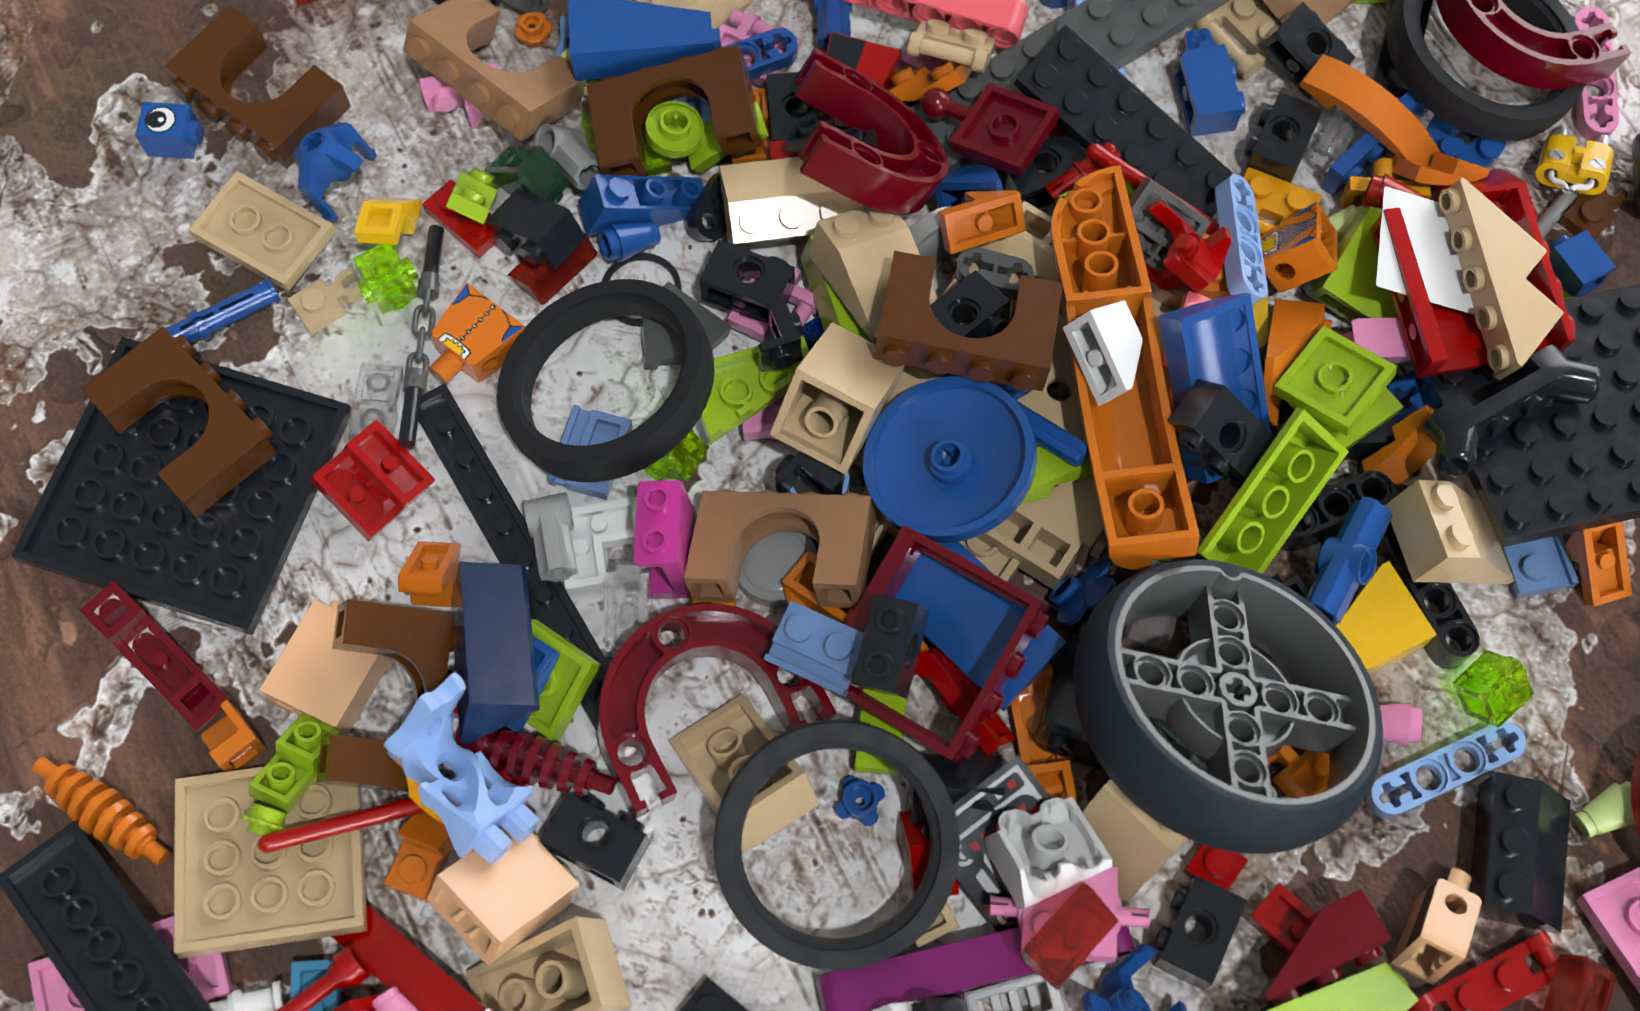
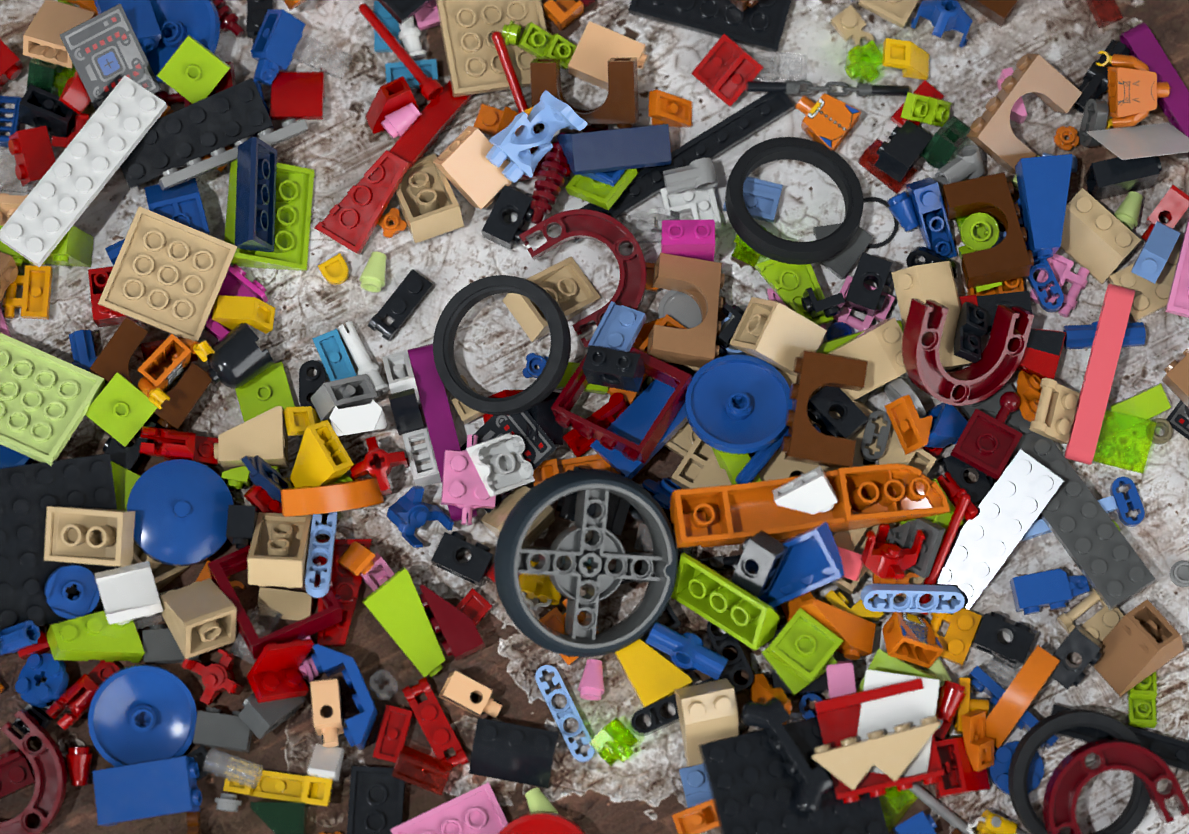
camera: 90 degrees right, 10 degrees up
(1069, 936) = (450, 472): clear red slope -> none

